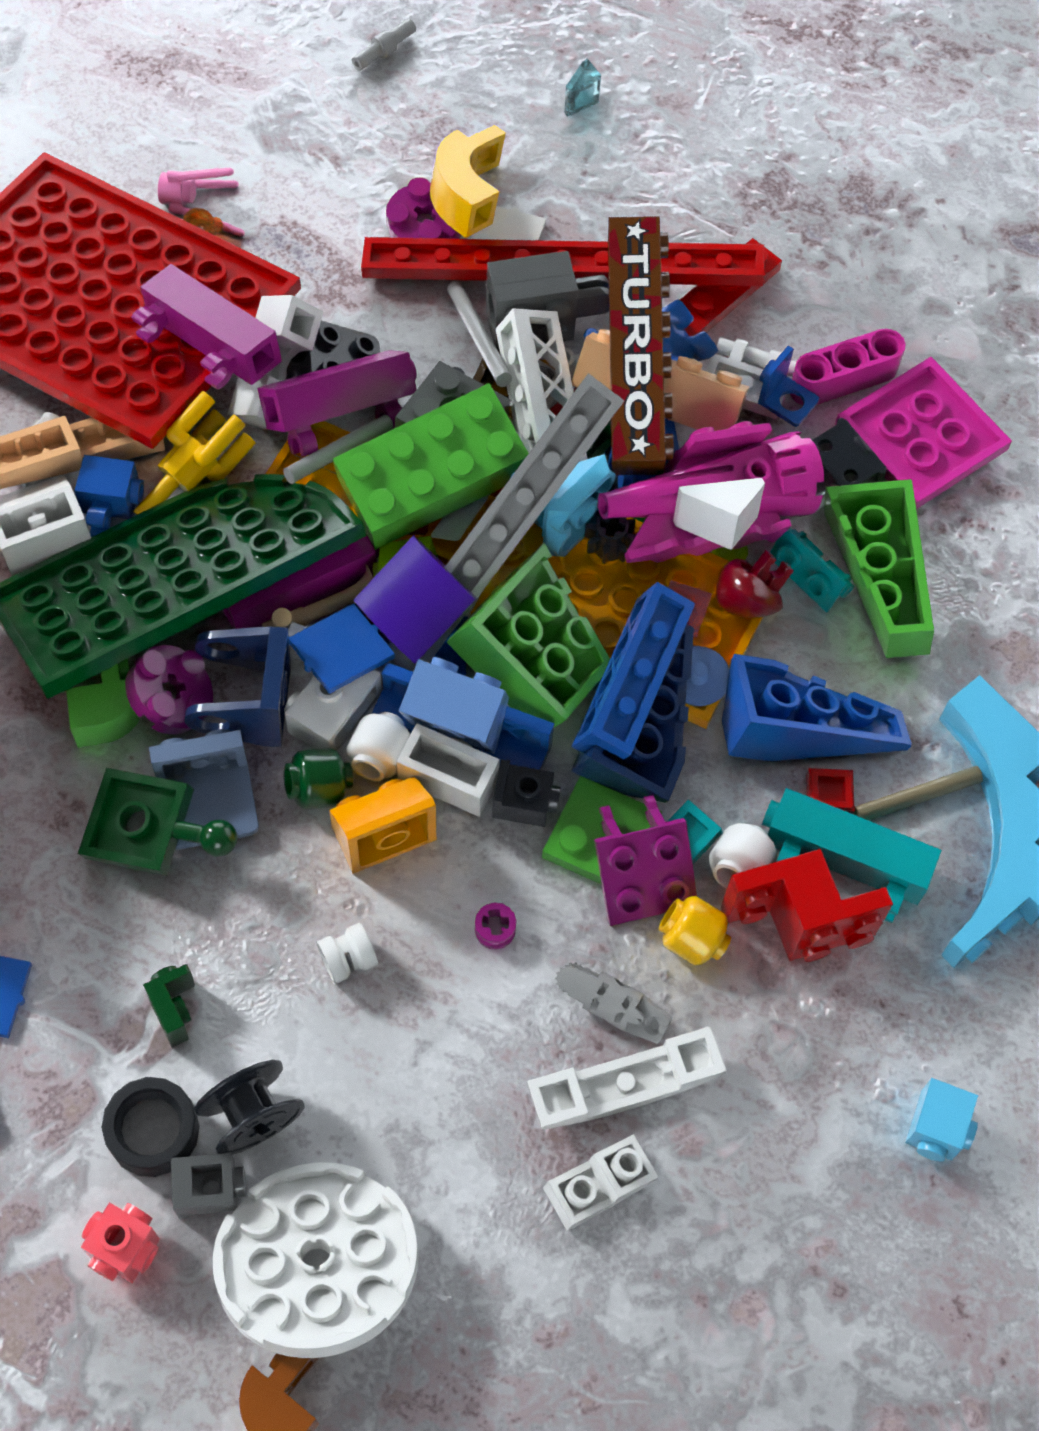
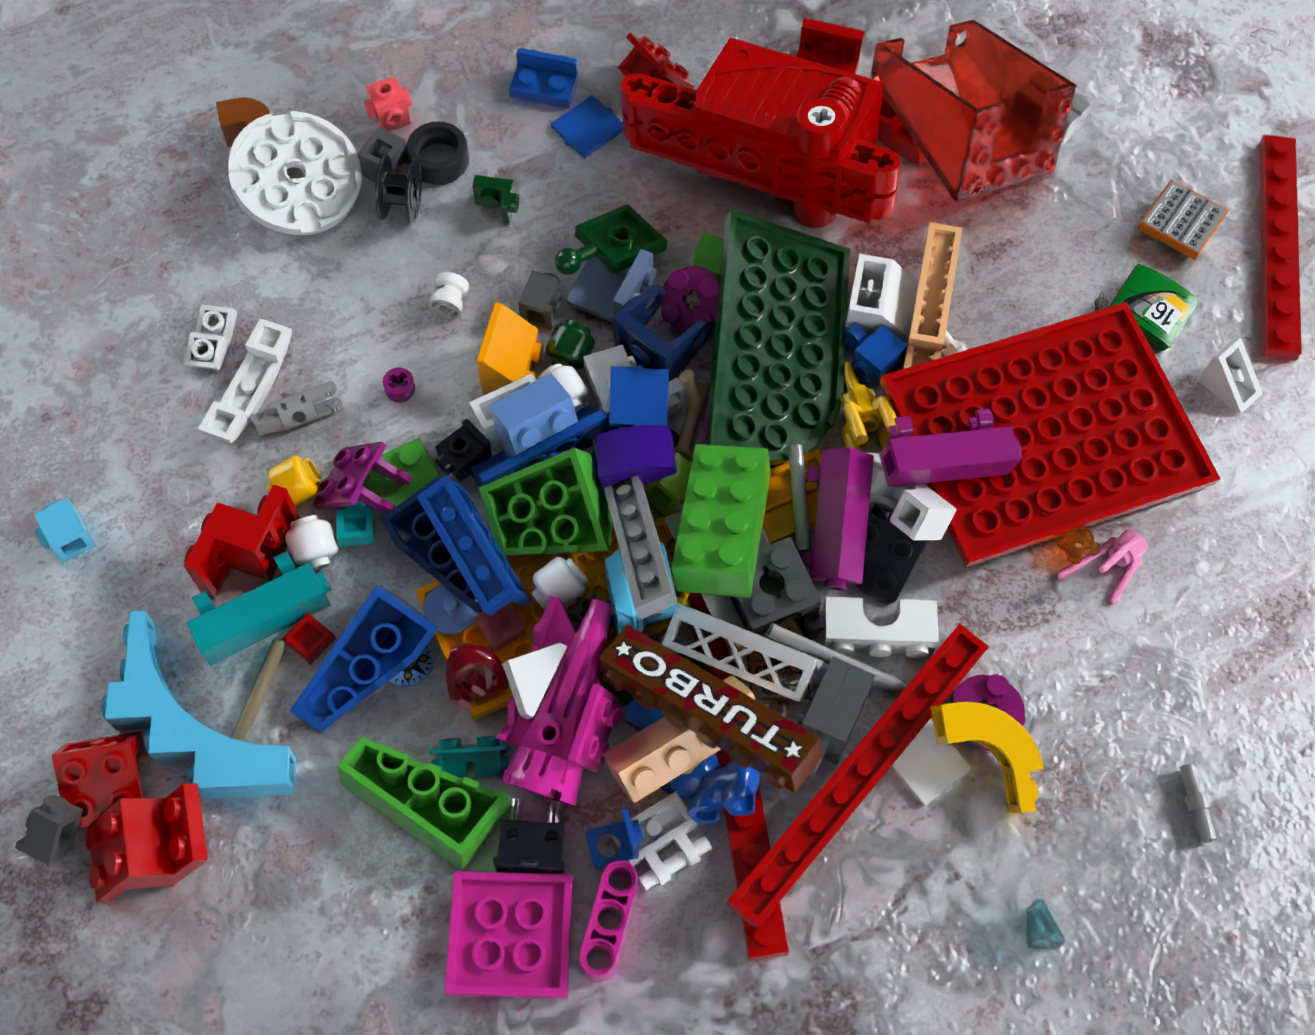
camera: 130 degrees right, 0 degrees up
(278, 852) = (540, 299): none -> dark grey brick
(398, 302) = (850, 631): none -> white arch
(602, 583) = (559, 579): none -> white head

